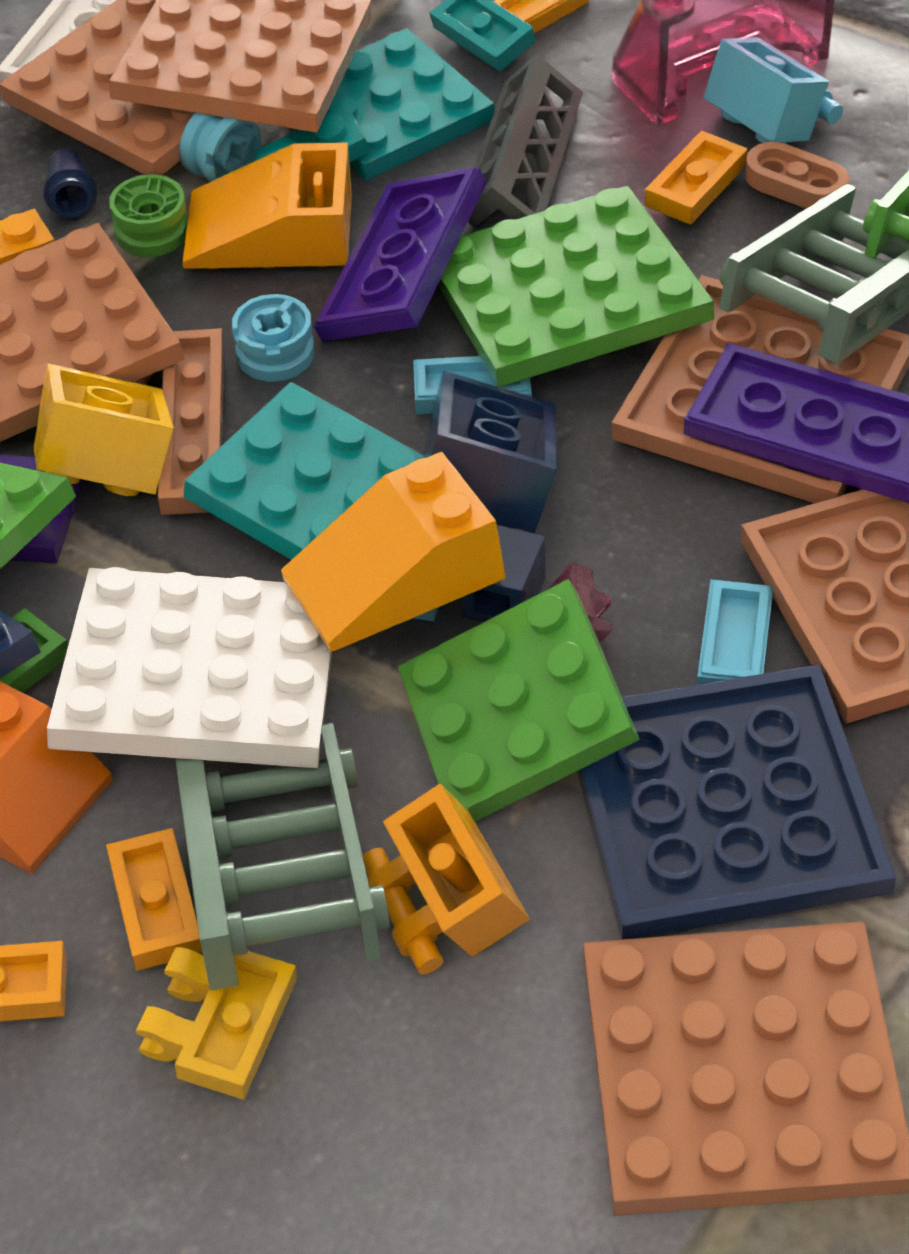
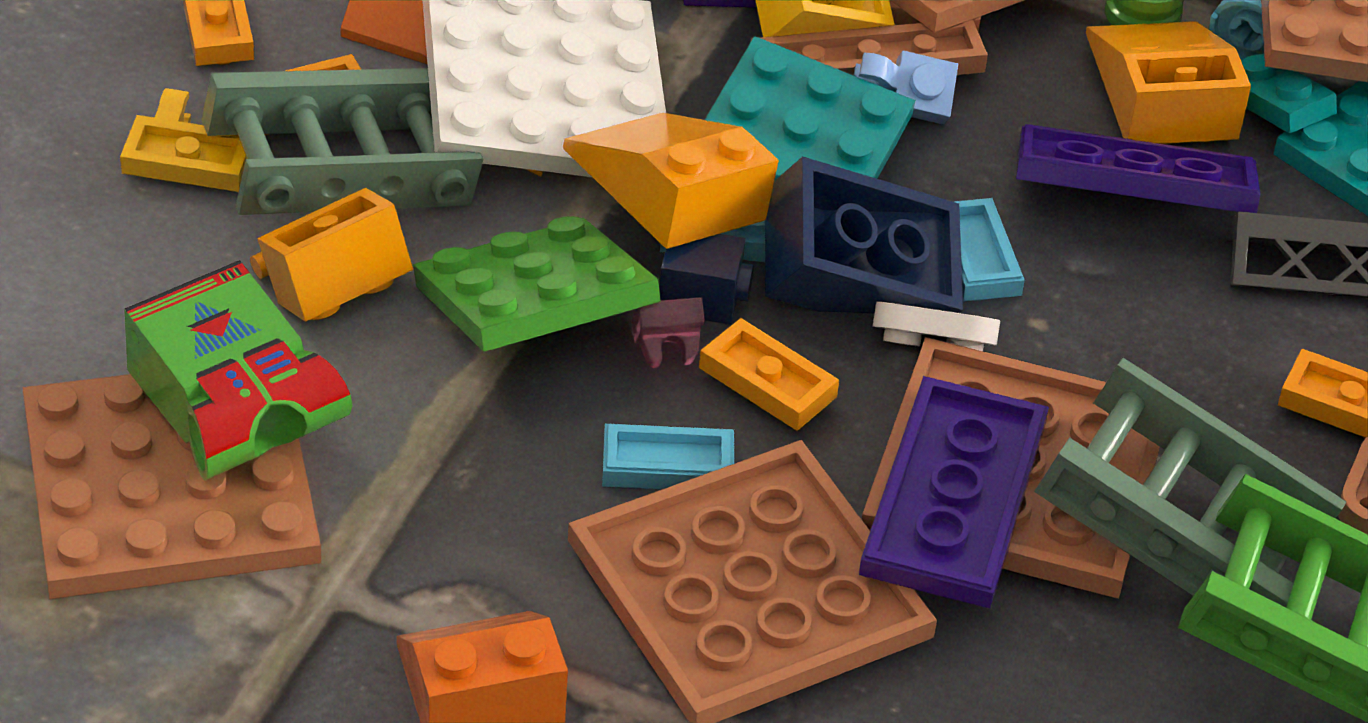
camera: 75 degrees right, 5 degrees down
(250, 385) = (917, 77): none -> light blue plate
(273, 337) = (994, 97): medium azure wheel -> none
(570, 286) = (1130, 286): bright green plate -> none
(588, 417) = (908, 323): none -> white plate
(640, 544) = (769, 374): none -> light orange plate
(666, 964) = (229, 369): none -> bright green piece
(733, 806) = (459, 452): dark blue plate -> none

